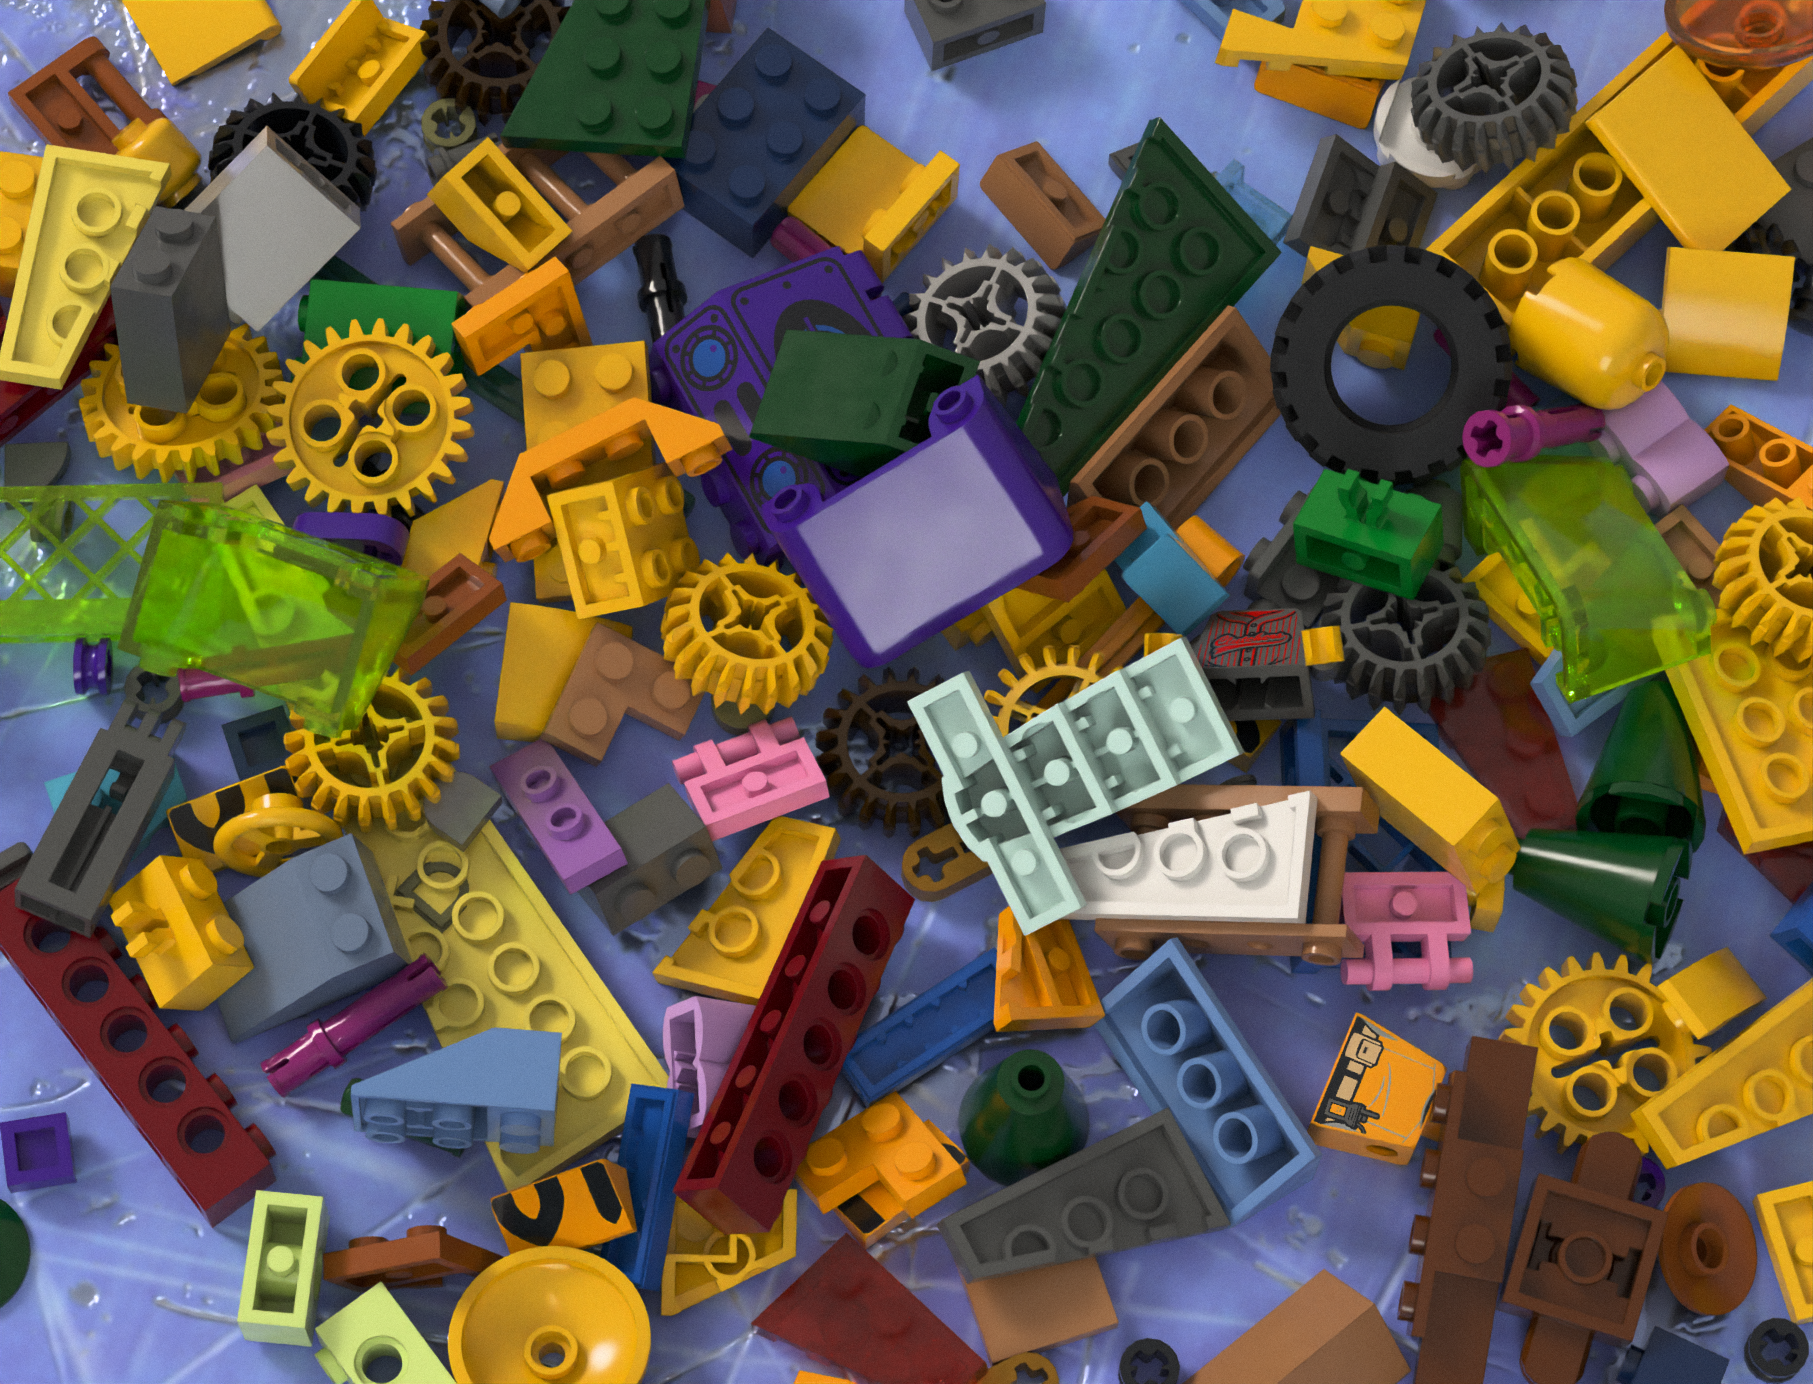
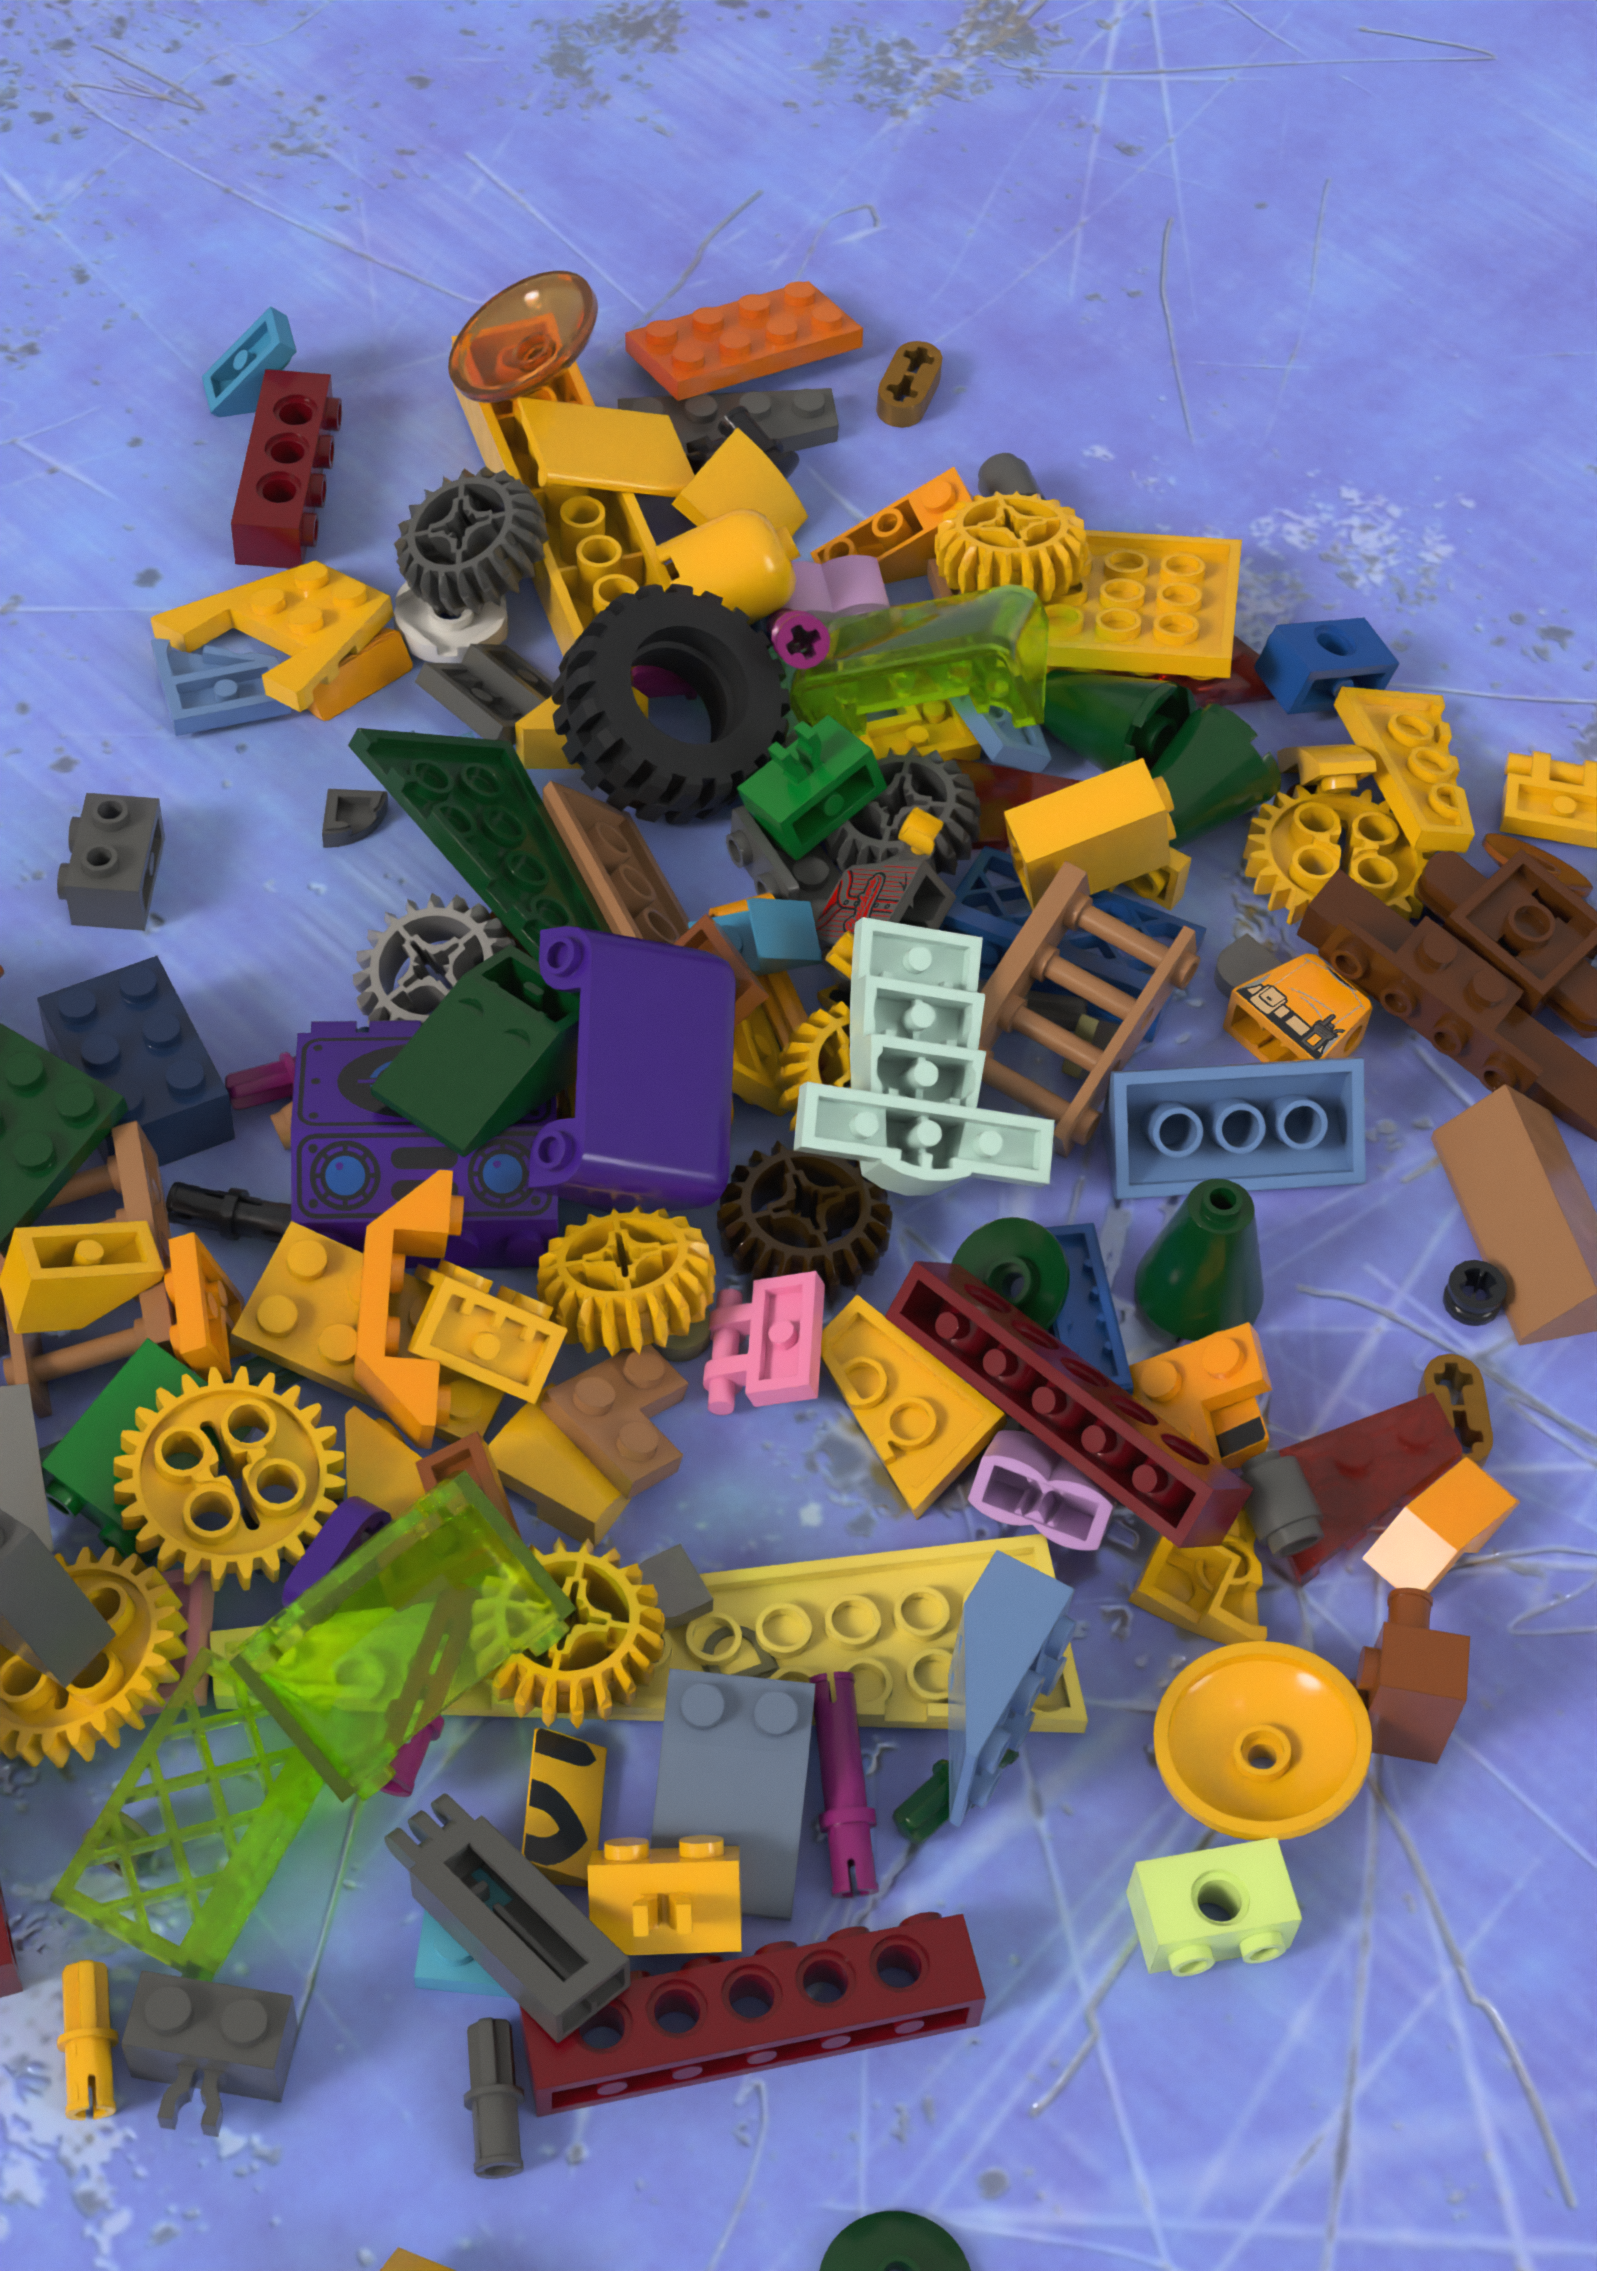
camera: 65 degrees left, 15 degrees down
(35, 465) = (46, 1843): dark grey tile -> none
(38, 1152) = (826, 2154): dark purple plate -> none
(93, 666) = (313, 1872): dark purple bush -> none
(170, 707) = (357, 1847): dark grey bush -> none
(258, 742) = (494, 1750): dark blue plate -> none
(278, 827) = (612, 1762): yellow piece -> none
(283, 1268) = (1076, 1952): yellowish green brick -> none
(405, 1262) = (1104, 1868): dark orange wing -> none
(558, 815) = (726, 1505): medium lavender plate -> none
(568, 1209) = (1132, 1675): slope -> none
(653, 1158) = (1133, 1591): blue plate -> none
(665, 856) = (804, 1462): dark grey brick -> none
(792, 1268) = (1281, 1504): none -> dark grey brick
(876, 199) = (256, 1008): yellow bracket -> none
(933, 953) = (1017, 1249): none -> dark green dish
(955, 875) = (908, 1226): pearl gold beam -> none
(1040, 1308) = (1354, 1343): medium nougat tile -> none
(1042, 204) = (333, 904): medium nougat slope -> none
(1042, 979) = (1077, 1202): light orange wing -> none
(1098, 1202) = (1311, 1262): dark grey wing -> none
(1211, 869) = (1068, 1011): white wing -> none
(1405, 909) = (1160, 911): bright pink plate -> none
(1424, 1021) = (1241, 963): none -> flat silver tile

